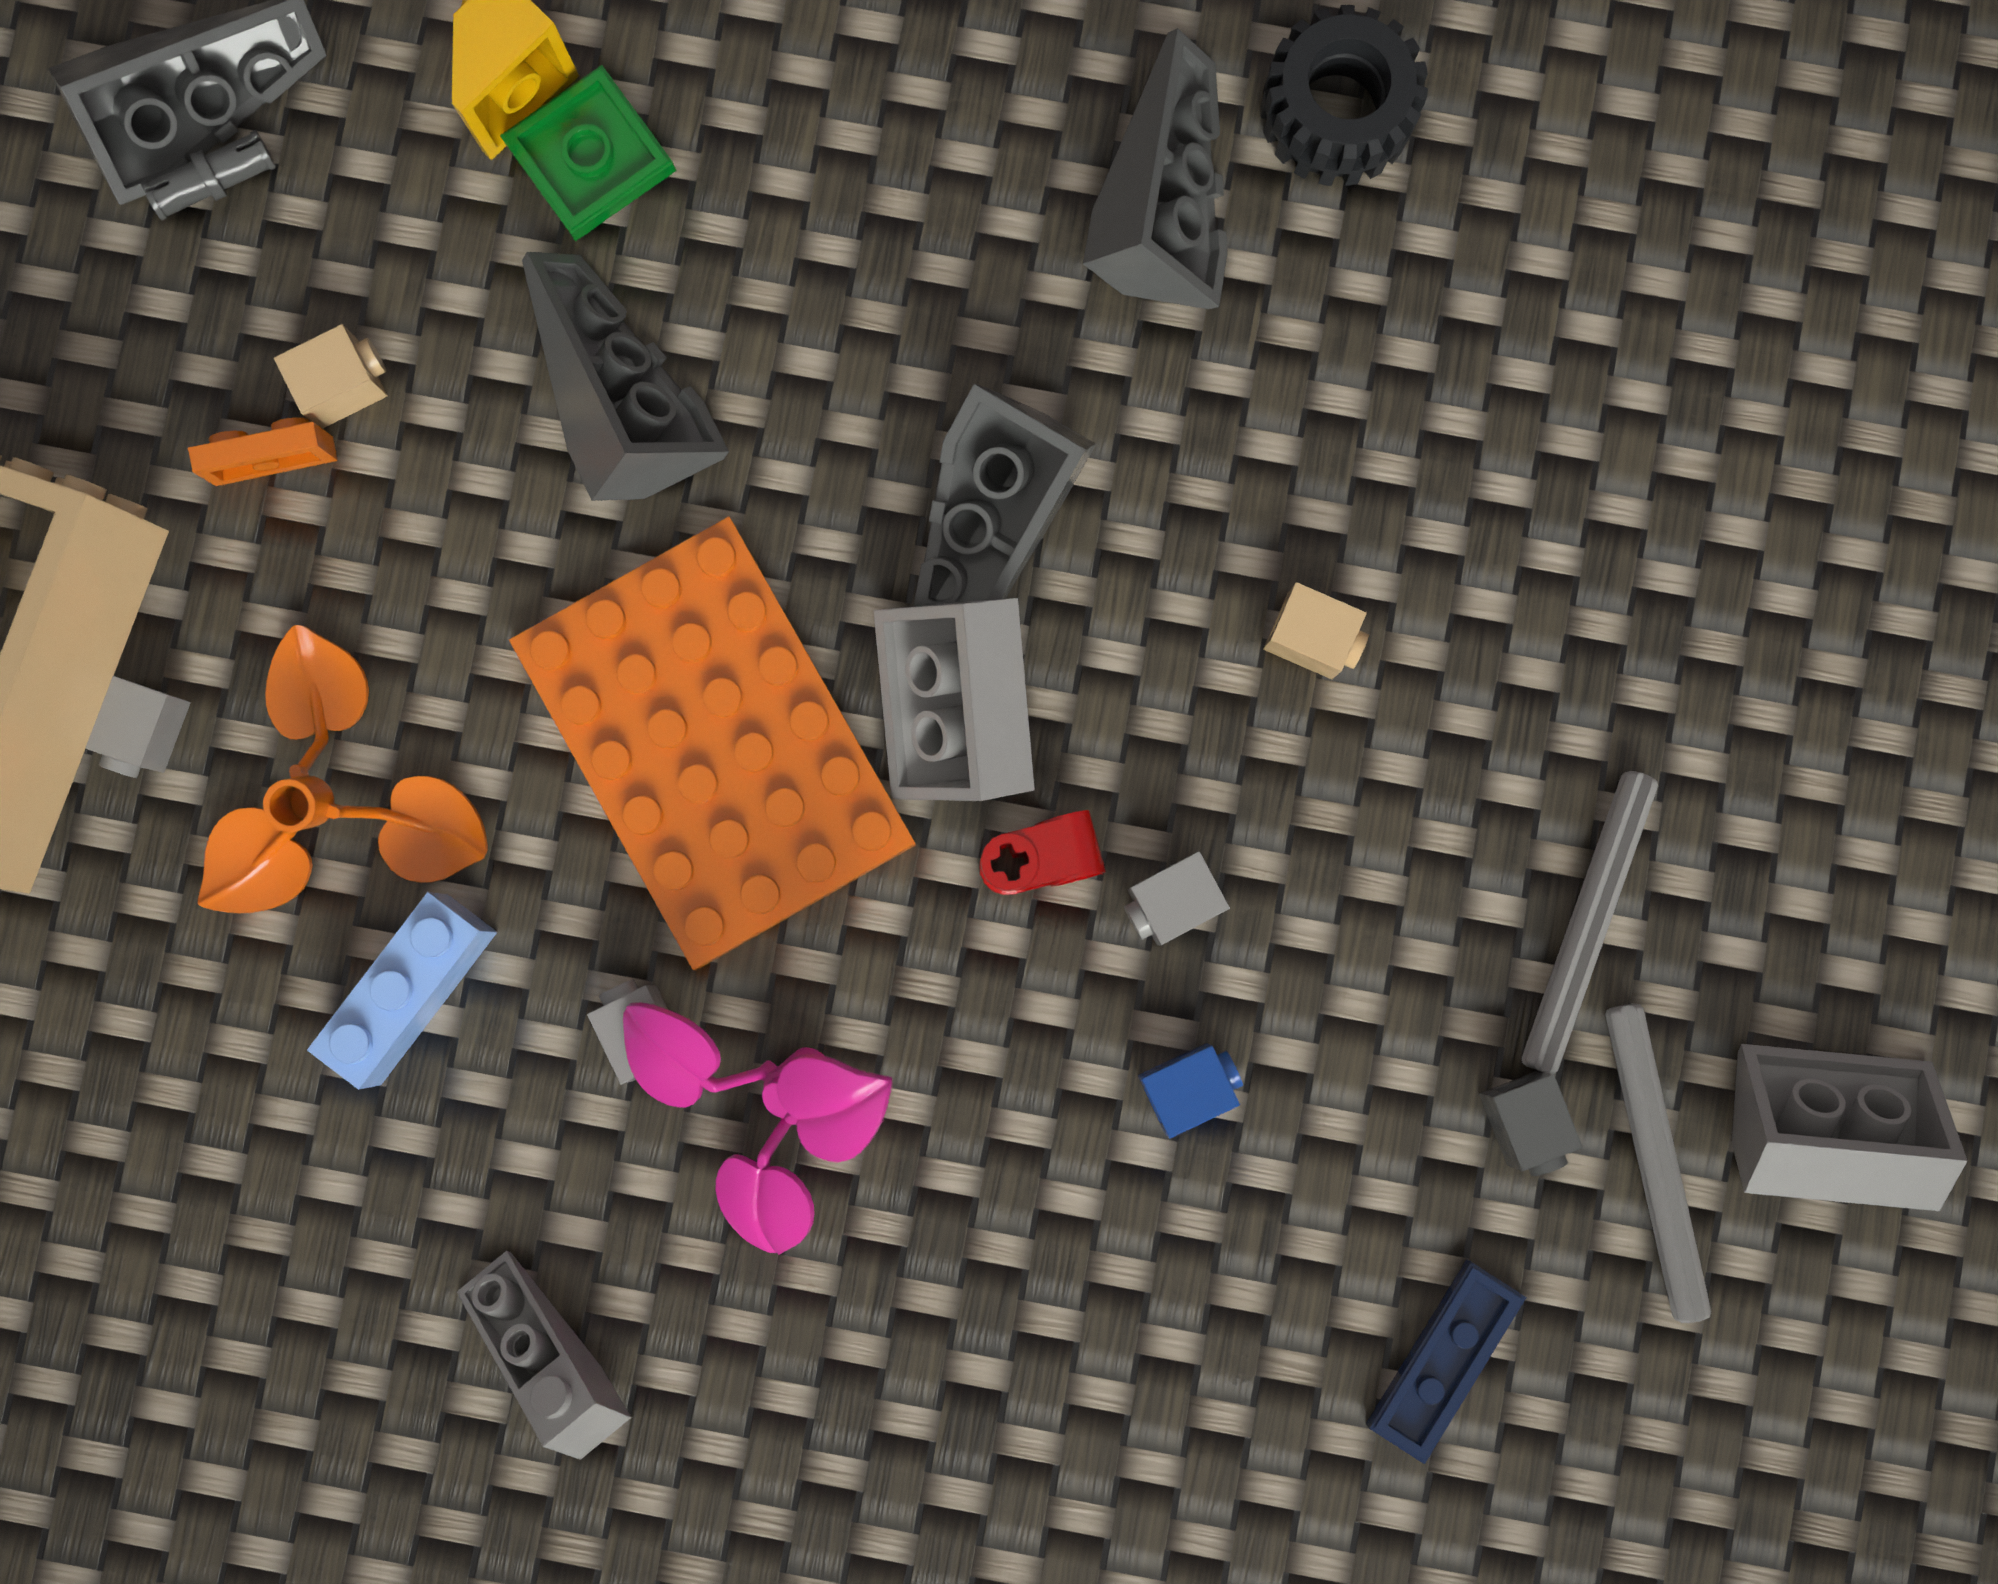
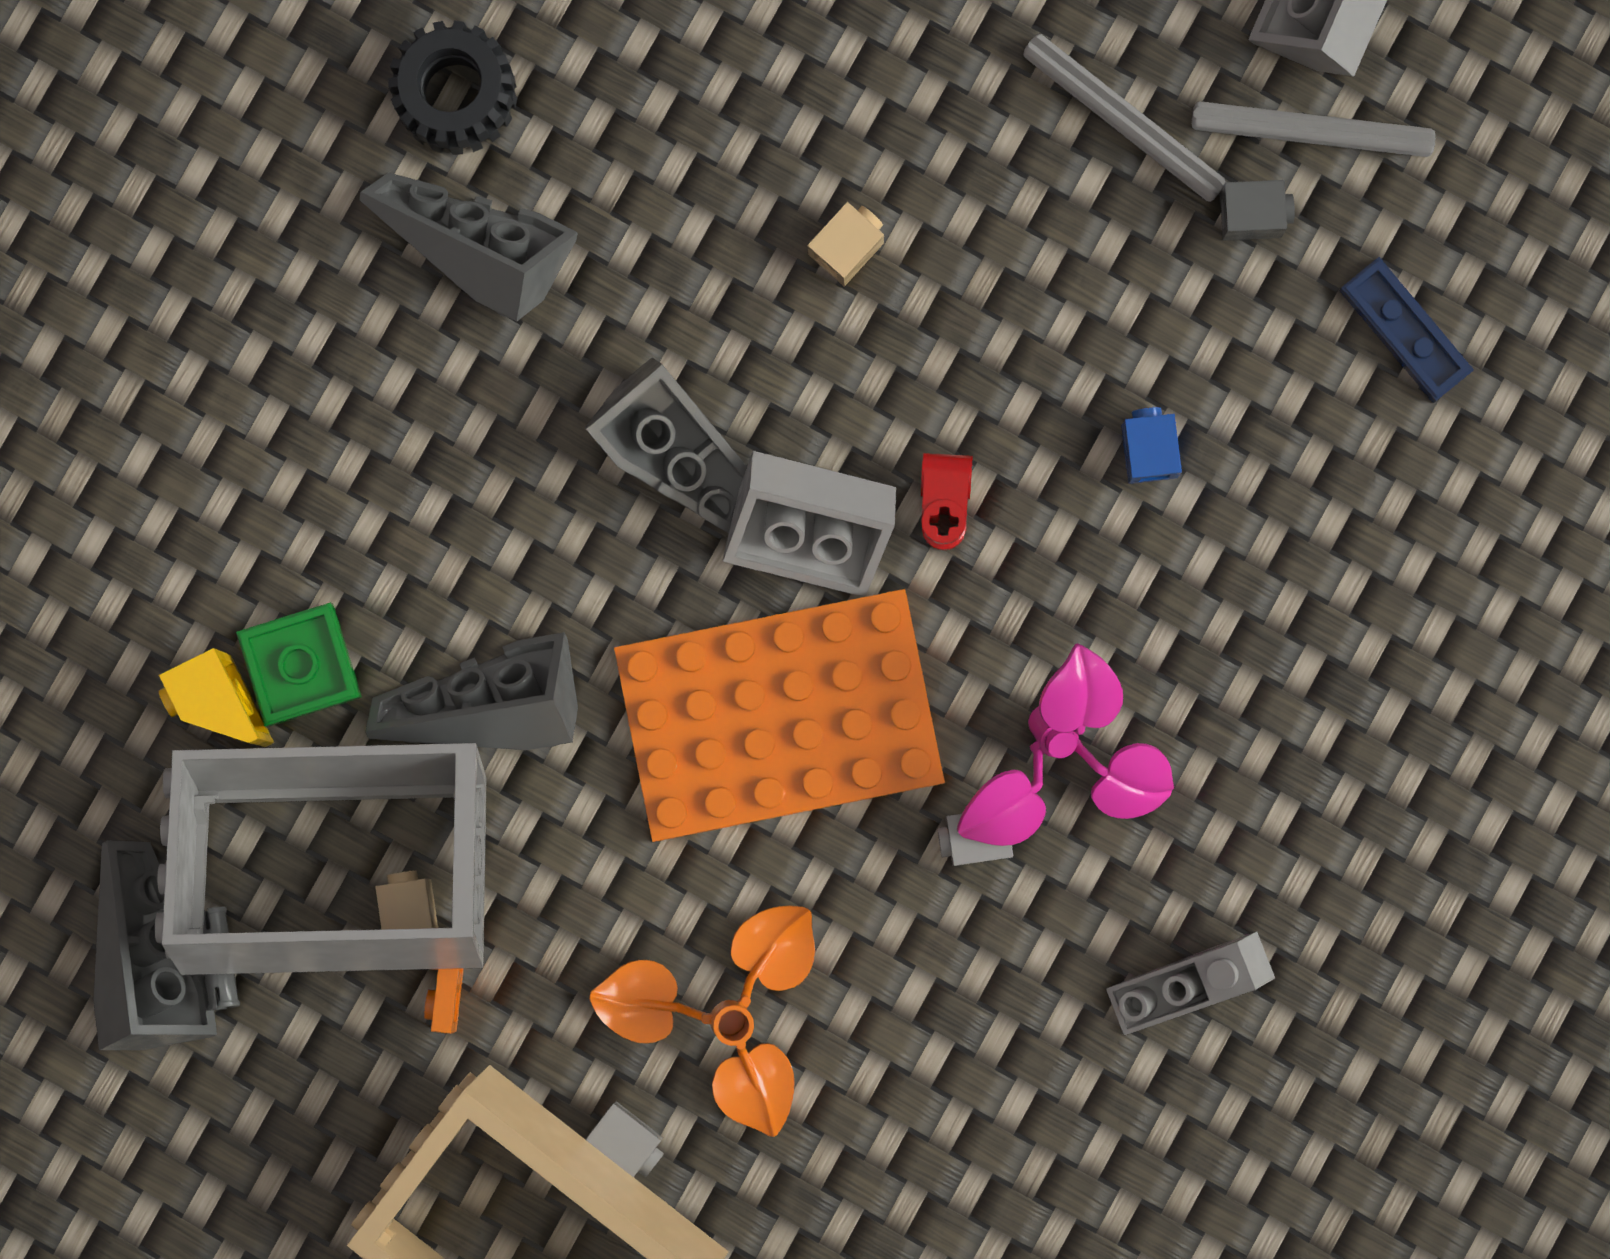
camera: 65 degrees left, 0 degrees up
(318, 81) = (319, 775): none -> light grey door
(402, 991) = (890, 1000): light blue brick -> none
(1175, 900) = (1010, 412): light grey brick -> none

